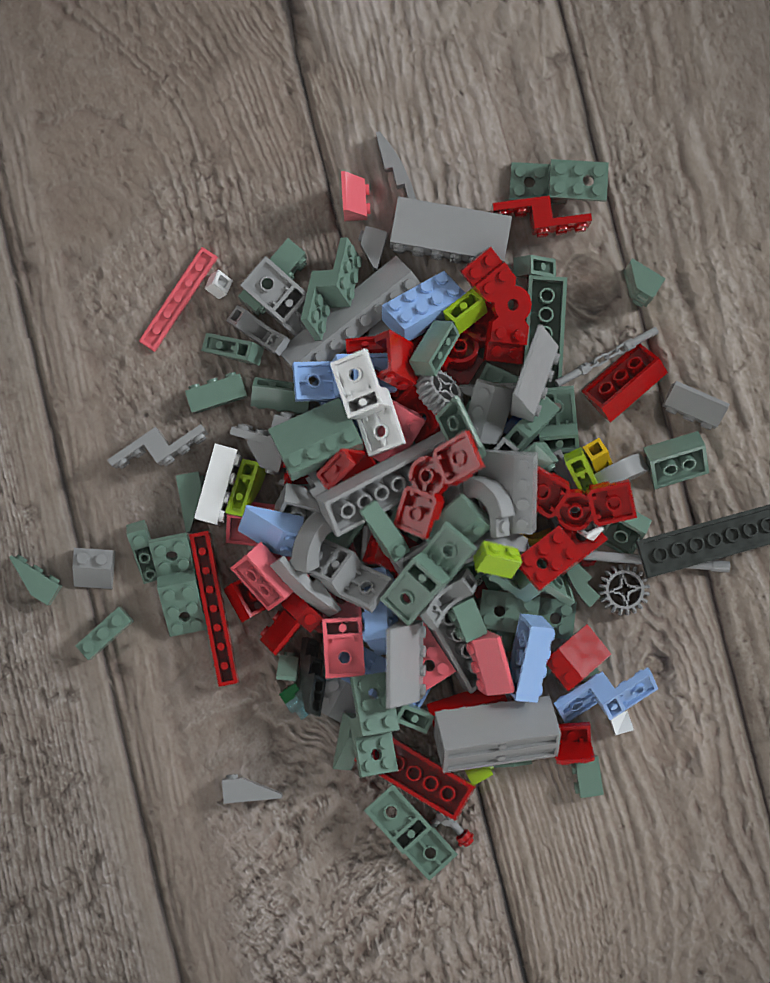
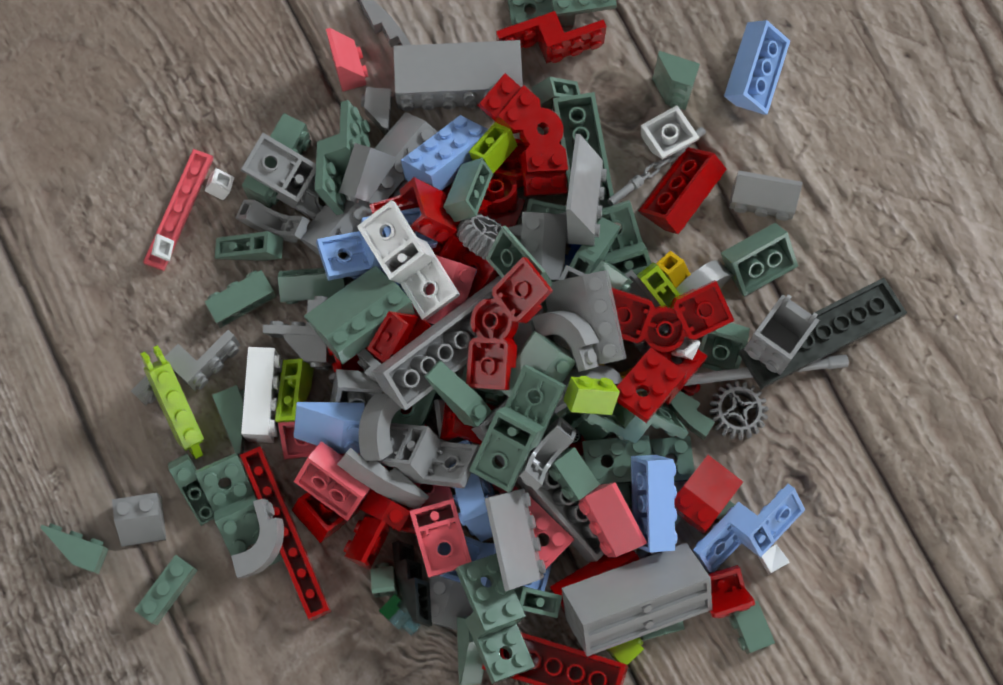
camera: 15 degrees left, 10 degrees down
(141, 477) = (173, 402): none -> lime hinge
(158, 333) = (162, 247): none -> white slope
(197, 618) = (267, 545): none -> light grey arch
(348, 310) = (365, 172): none -> light grey slope
(624, 330) = (668, 133): none -> white slope
(674, 538) = (781, 334): none -> light grey container
(719, 283) = (757, 67): none -> light blue slope

